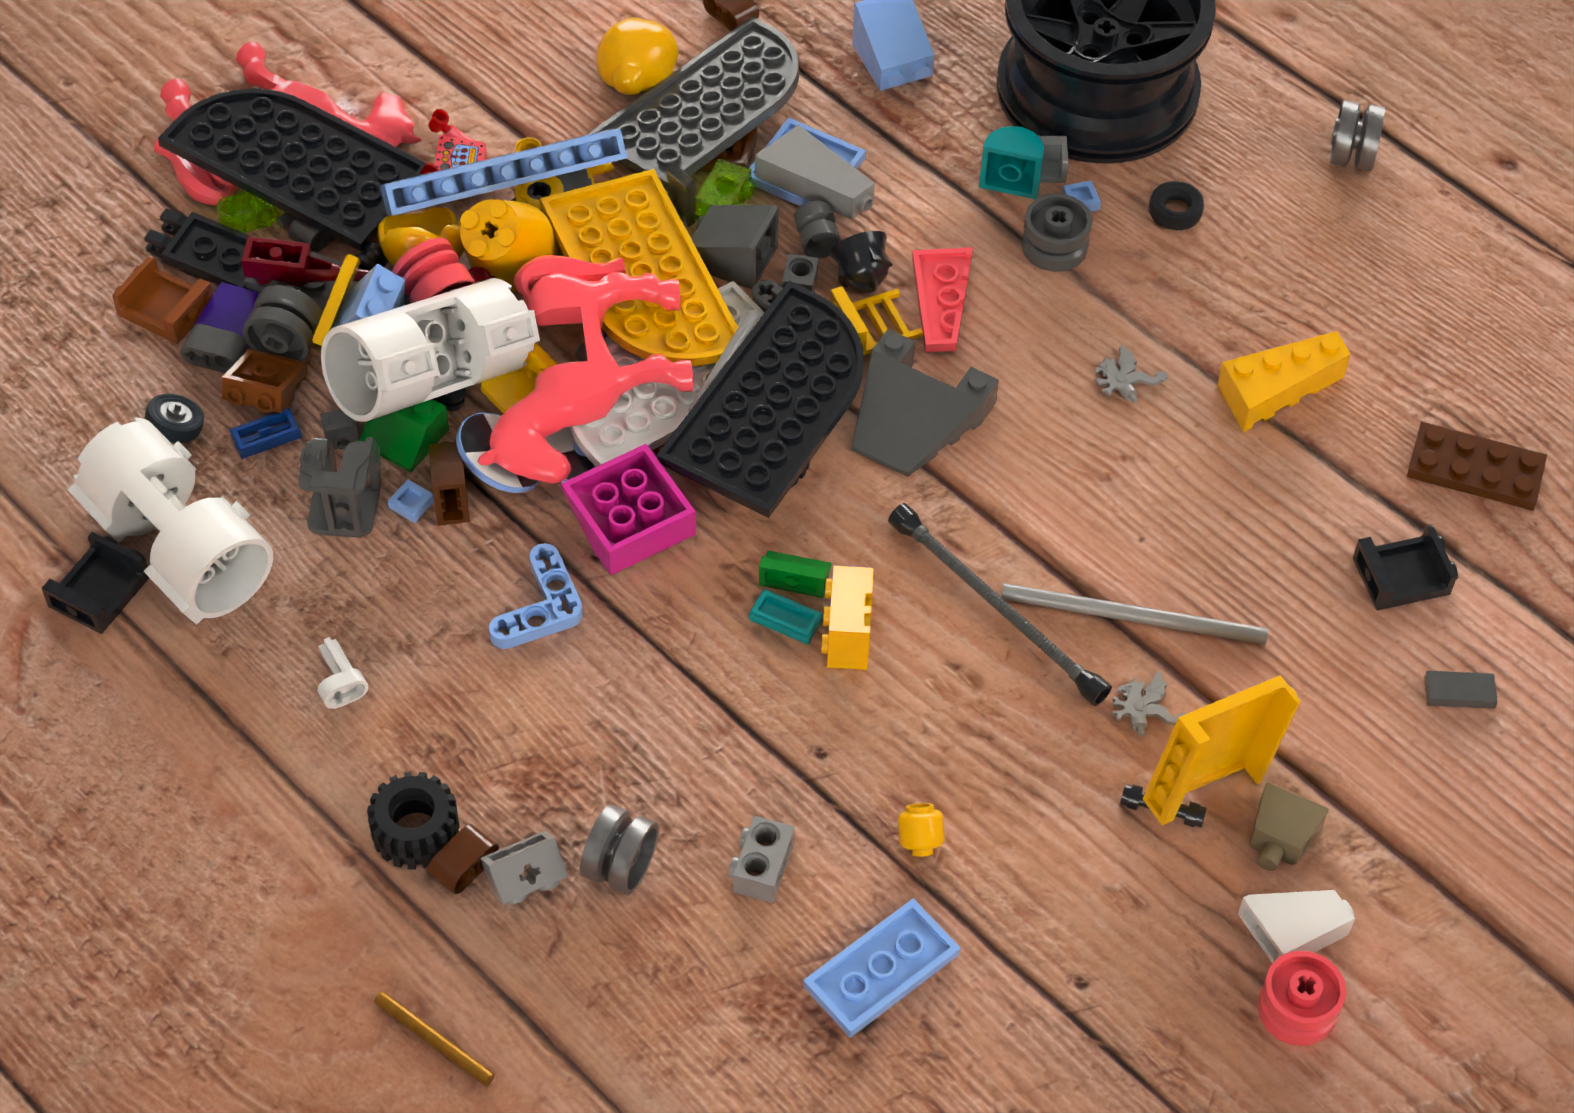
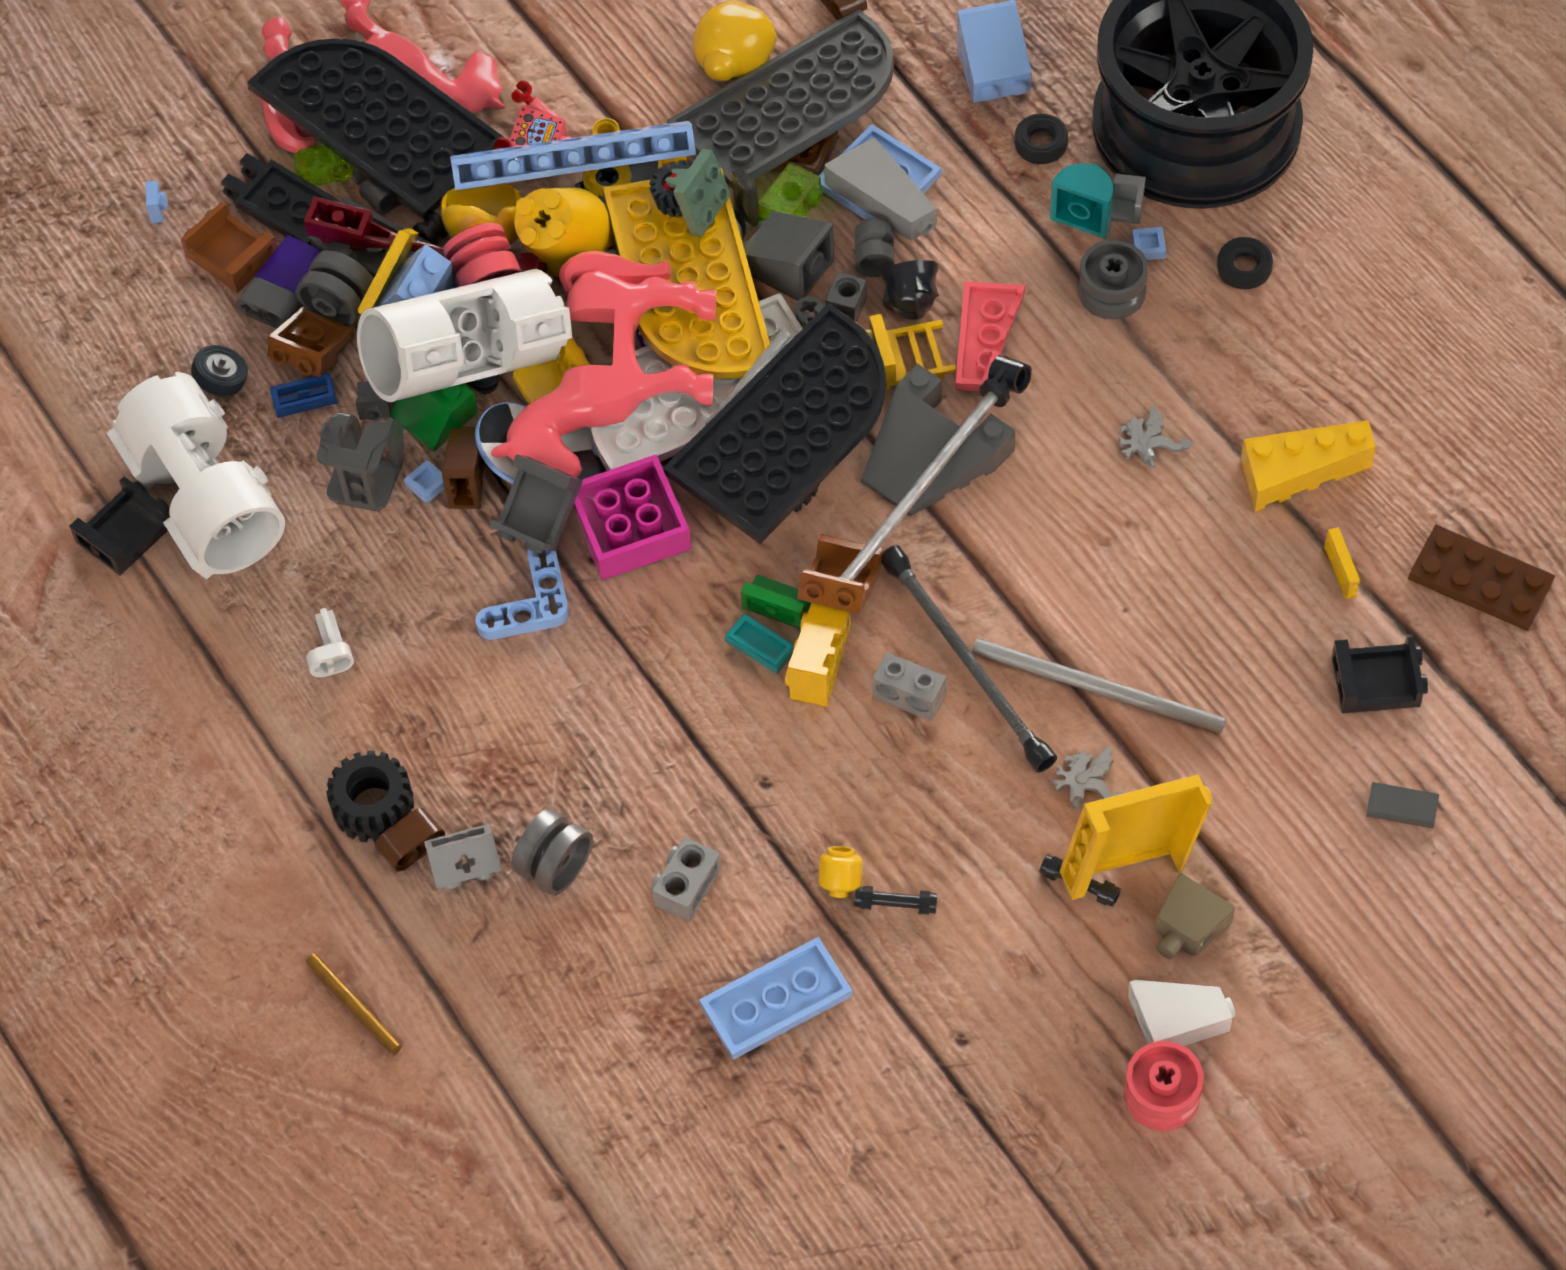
camera: 15 degrees right, 5 degrees up
(79, 264) = (155, 201): none -> light blue plate
(534, 506) = (537, 505): none -> dark grey panel
(632, 188) = (691, 190): none -> sand green plate
(855, 536) = (822, 580): none -> dark orange panel
(948, 638) = (909, 686): none -> light grey brick
(954, 101) = (1041, 123): none -> black tyre
(977, 332) = (1003, 376): none -> flat silver piece
(1013, 849) = (925, 902): none -> black bar
(1342, 468) = (1341, 563): none -> yellow tile
(1352, 134) = (1443, 209): flat silver wheel -> none

